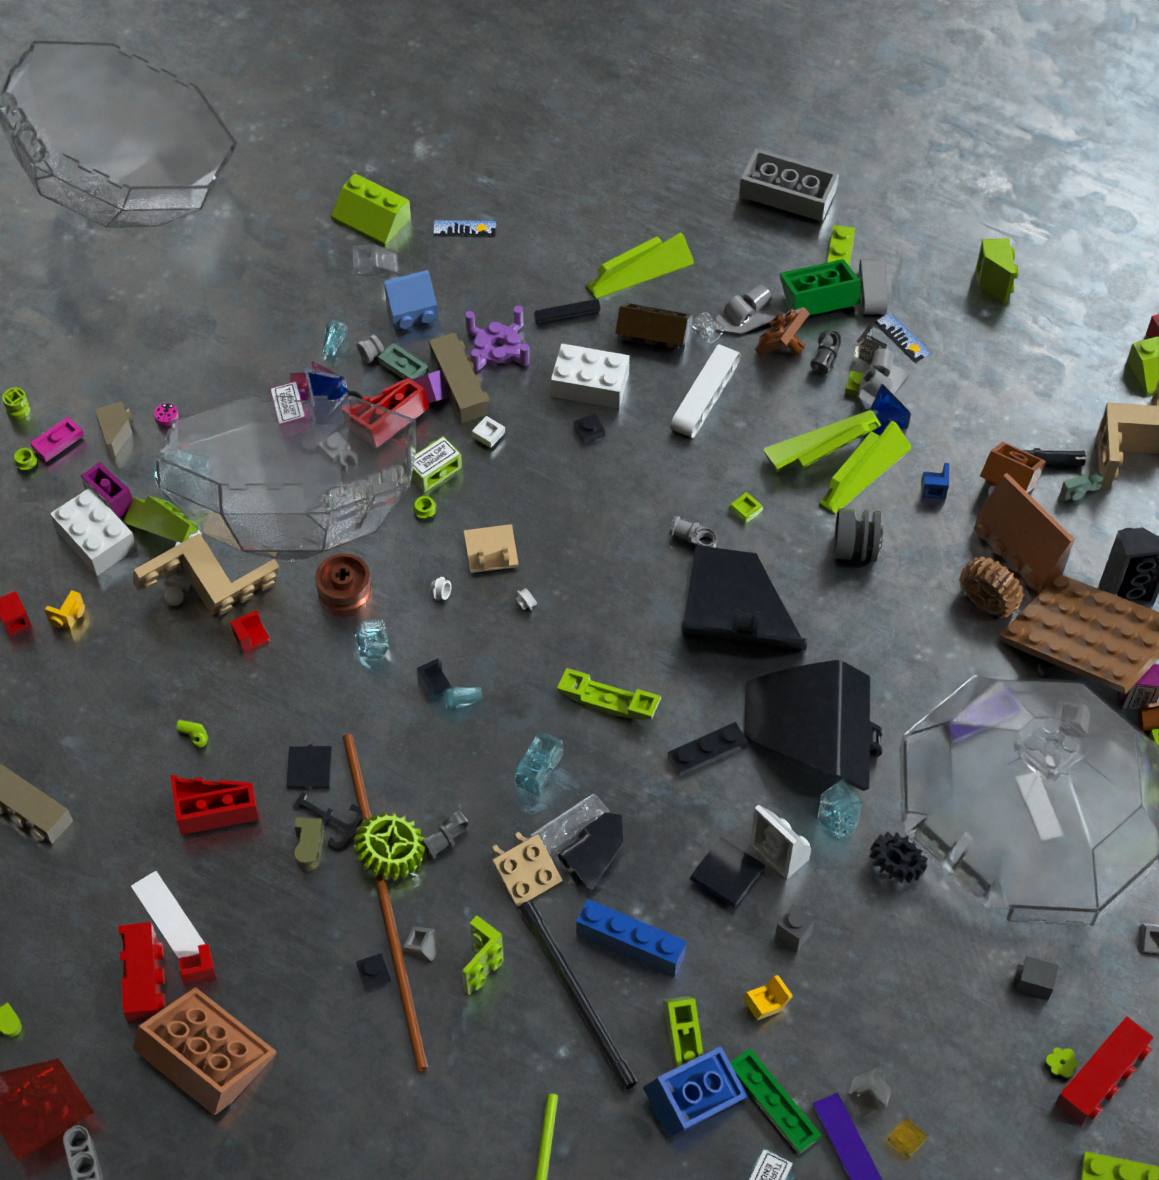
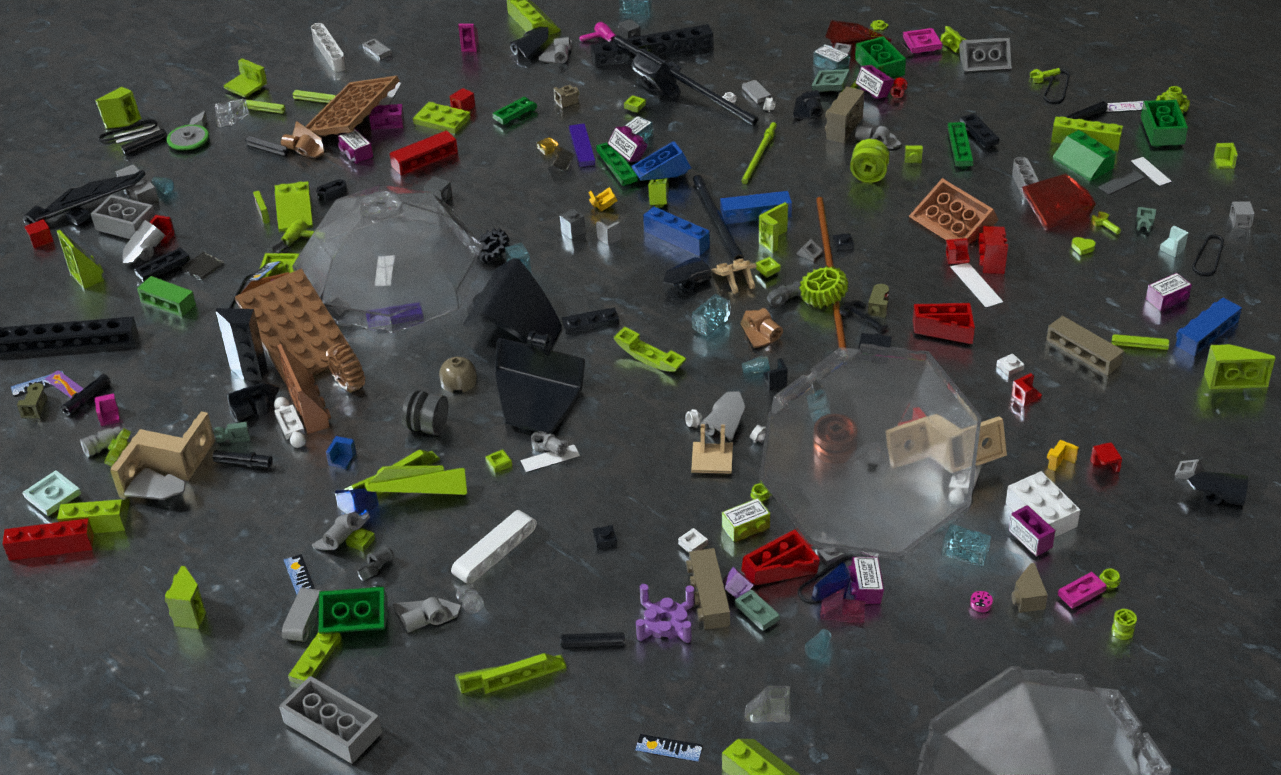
camera: 165 degrees left, 15 degrees down
(106, 711) = (1024, 391): none -> red panel
(124, 759) = (1010, 365): none -> white plate
(159, 518) = (989, 501): lime wedge -> none
(195, 730) = (956, 373): lime arm -> none
(345, 1145) = (870, 160): none -> lime wheel
(370, 349) = (785, 625): light grey wheel -> none
(410, 300) = (740, 658): medium blue slope -> none
(471, 771) = (760, 327): none -> medium nougat panel
(478, 889) = (768, 266): none -> lime plate
(486, 601) = (726, 411): none -> light grey panel
(519, 1017) = (749, 207): none -> blue brick
(569, 824) = (698, 290): clear plate -> none
(590, 376) = (591, 569): white brick -> none
(653, 325) = (516, 610): dark brown slope -> none
(703, 516) = (548, 459): none -> white sticker
(727, 872) = (602, 257): black slope -> none
(735, 923) = (608, 234): none -> light grey panel
(765, 1130) = (627, 143): none -> brick
(778, 843) = (564, 251): white slope -> none
(783, 333) = (408, 574): dark orange plate -> none
(848, 621) = (457, 374): none -> dark tan cylinder
(867, 345) = (337, 565): clear smoke panel -> none
(1017, 463) = (280, 437): dark orange brick -> none
(1066, 1057) = (444, 162): lime plant -> none
(1087, 523) = (251, 399): none -> black panel
(1117, 393) = (154, 485): none -> light grey panel

